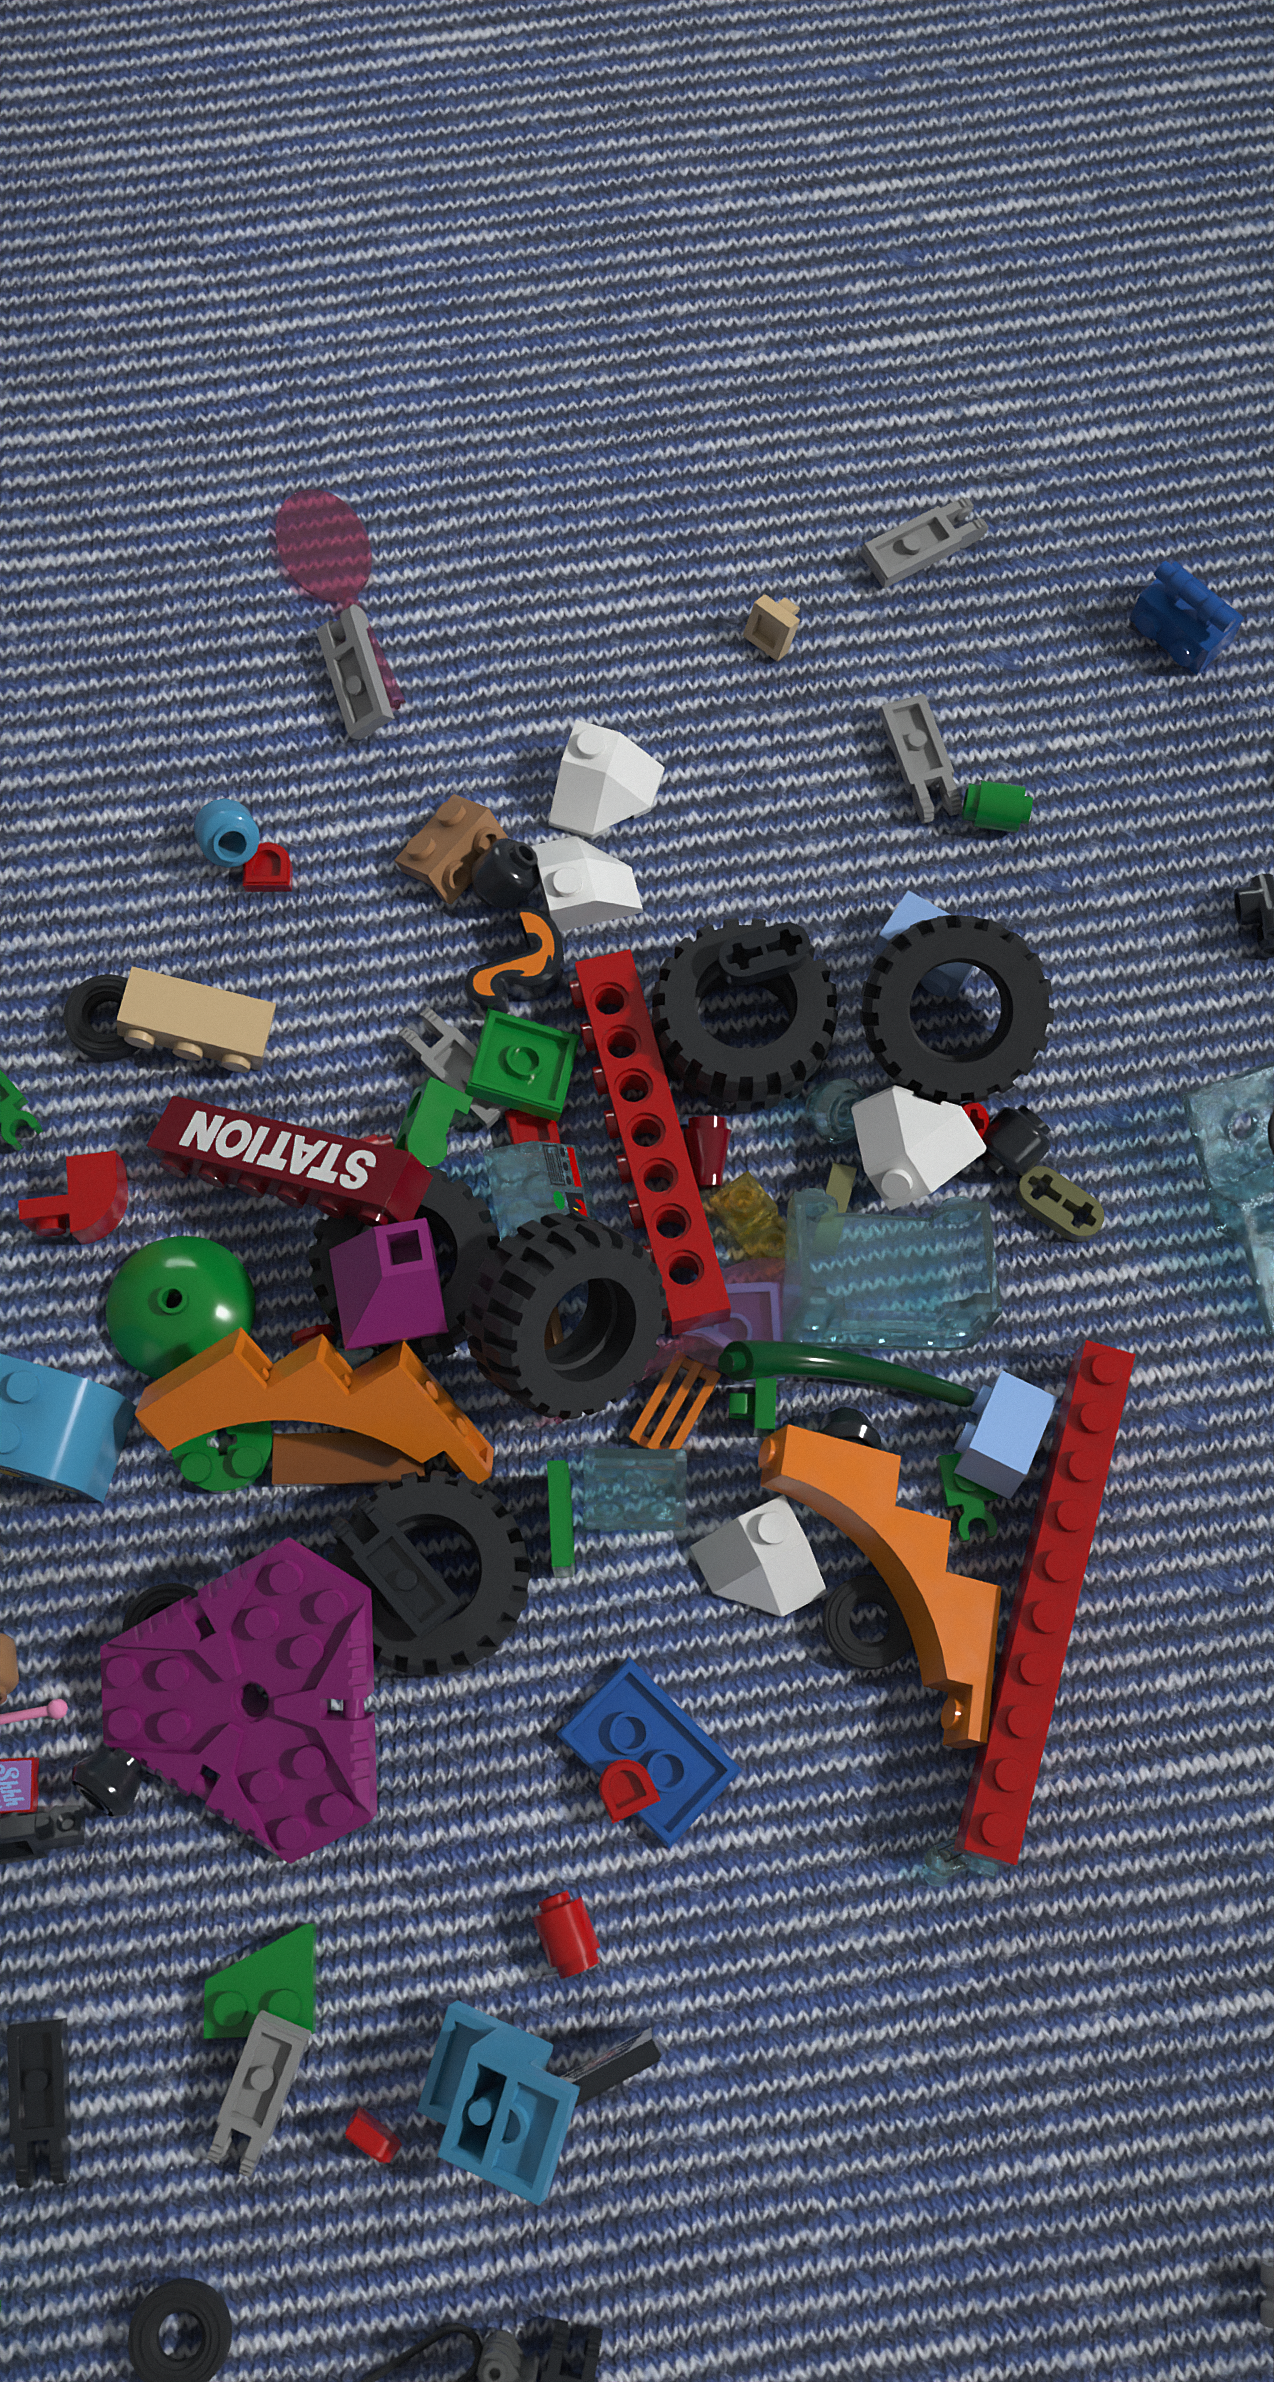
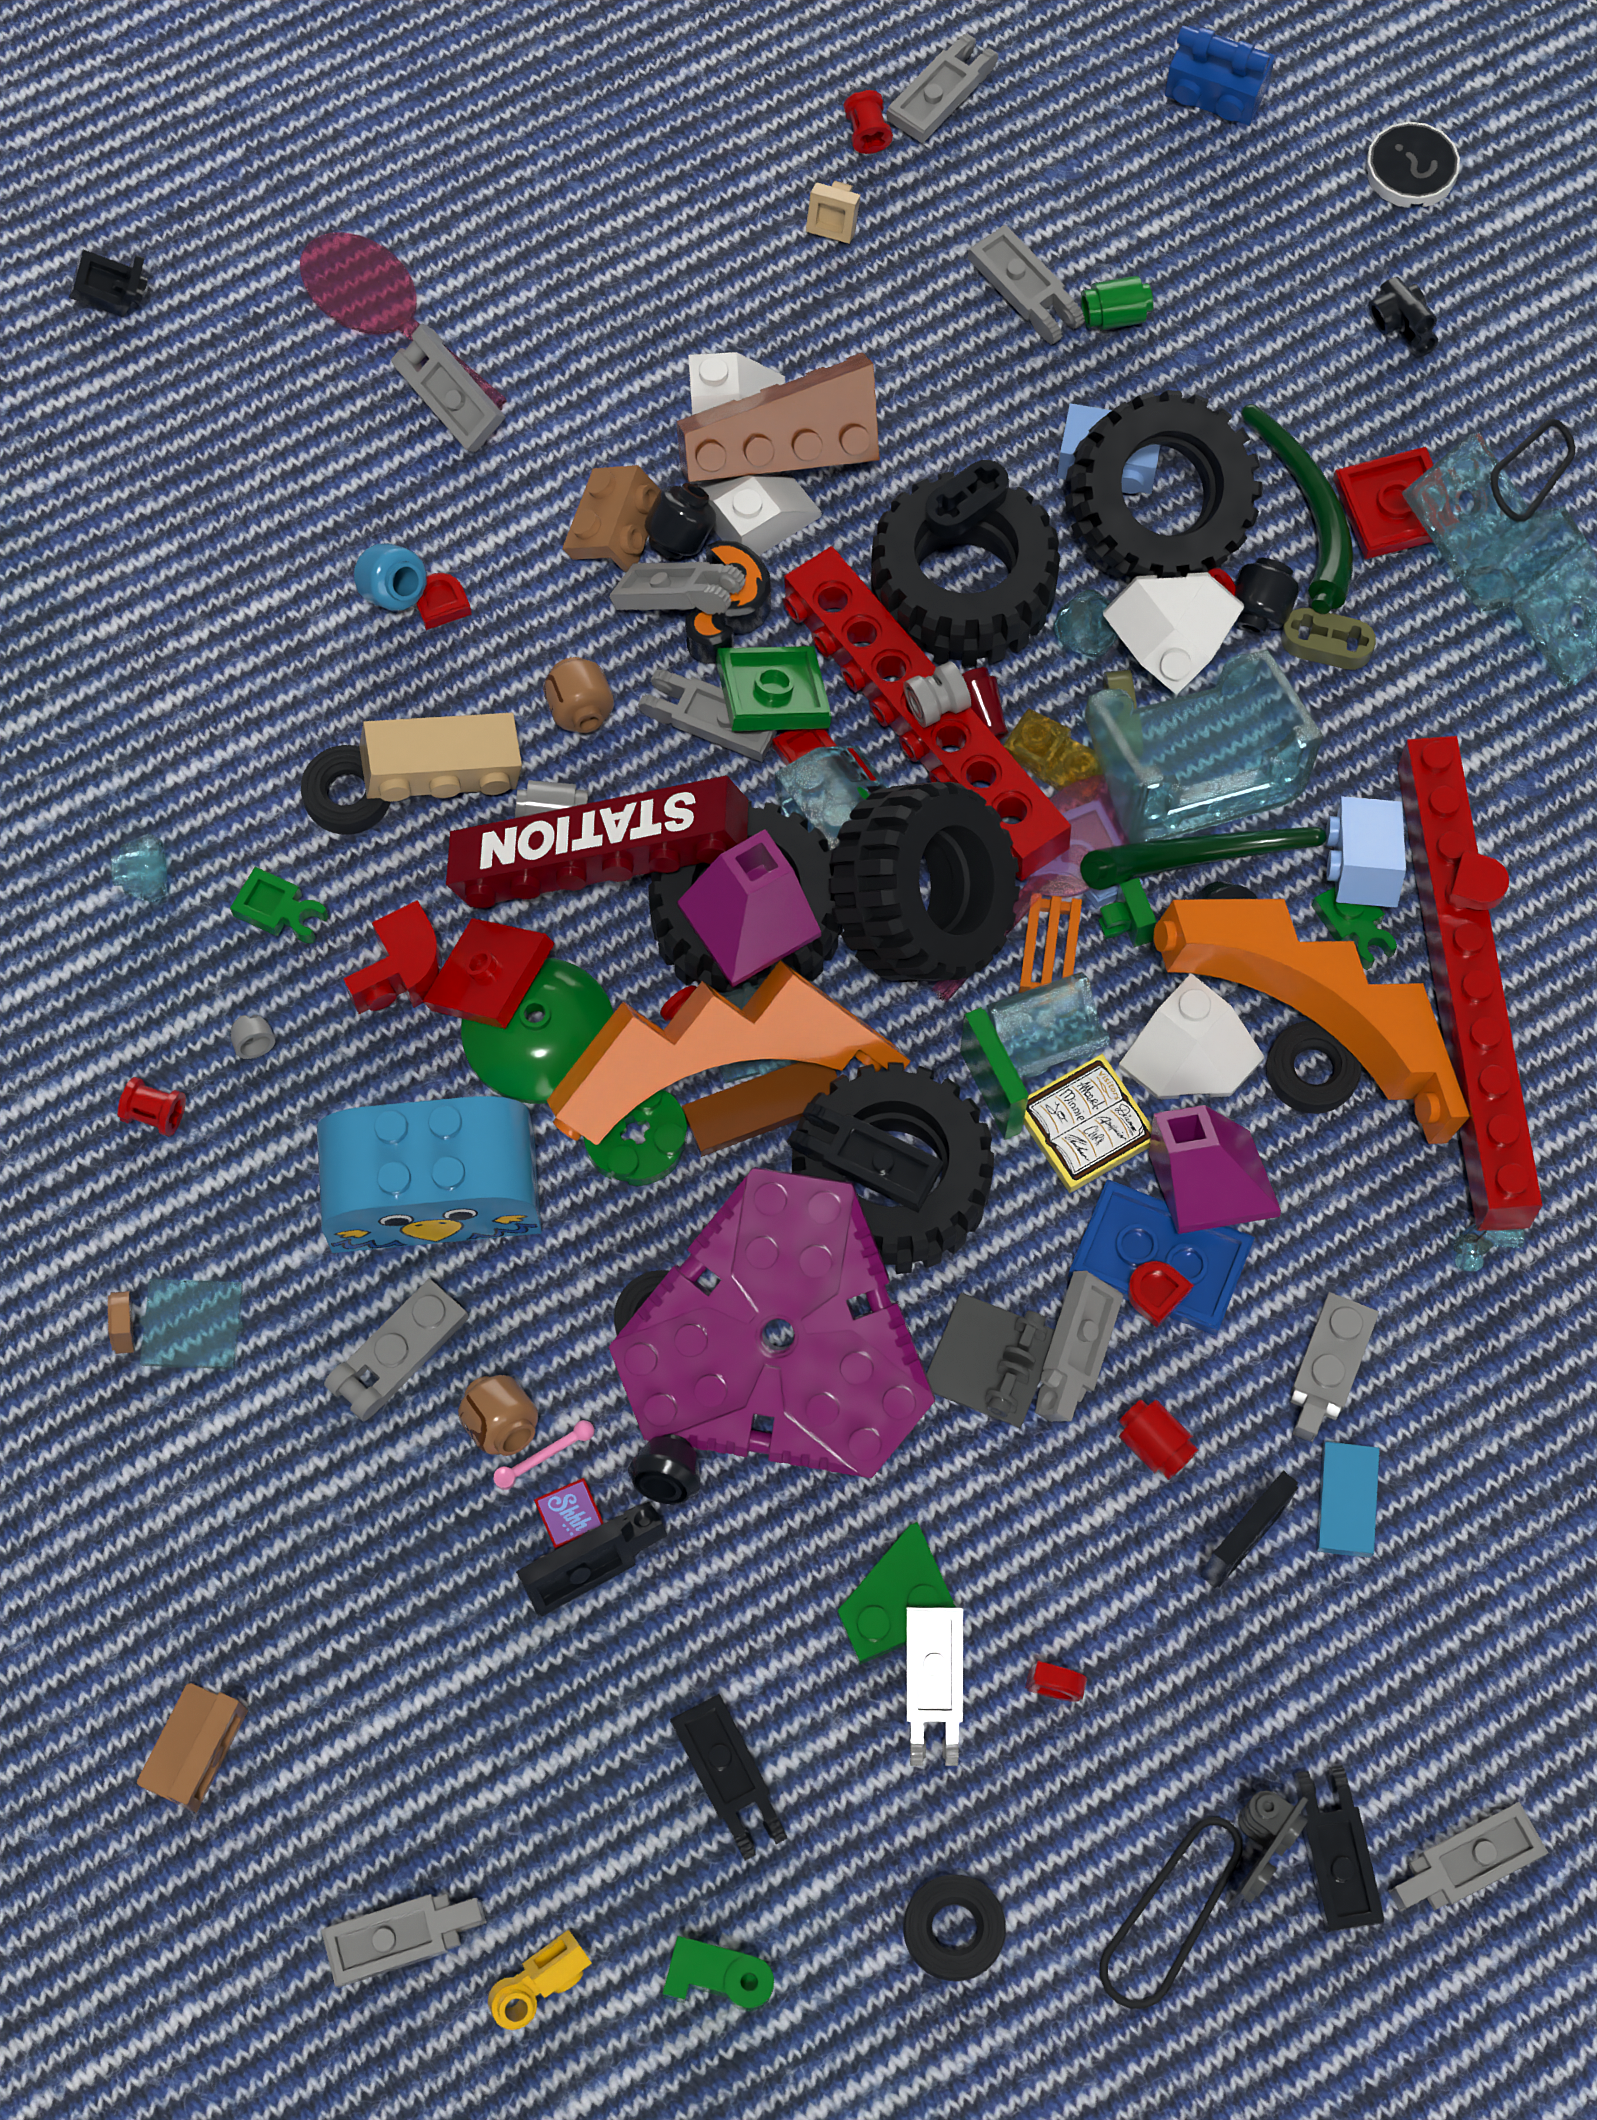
camera: 20 degrees left, 5 degrees down
(102, 469) = (108, 283): none -> black bracket
(152, 1242) = (488, 972): none -> red plate
(279, 1100) = (548, 796): none -> light grey brick
(345, 1006) = (578, 695): none -> medium nougat head
(427, 1120) = (709, 753): green leg -> none
(448, 1791) = (990, 1359): none -> dark grey hinge
(473, 937) = (678, 587): none -> light grey hinge
(497, 2102) = (1163, 1588): dark azure bracket -> none
(531, 1812) = (1077, 1345): none -> light grey hinge
(634, 820) = (786, 427): none -> wedge
(634, 1593) = (1086, 1123): none -> tile
(658, 1134) = (937, 694): none -> light grey wheel
(721, 2065) = (1348, 1499): none -> dark azure tile
(725, 1693) = (1209, 1170): none -> magenta slope
(762, 1922) = (1331, 1362): none -> light grey hinge
(840, 551) = (869, 128): none -> red bush
(1091, 1515) = (1479, 882): none -> red tile
(1102, 1119) = (1335, 549): none -> dark green animal
(1156, 1083) = (1376, 503): none -> red plate

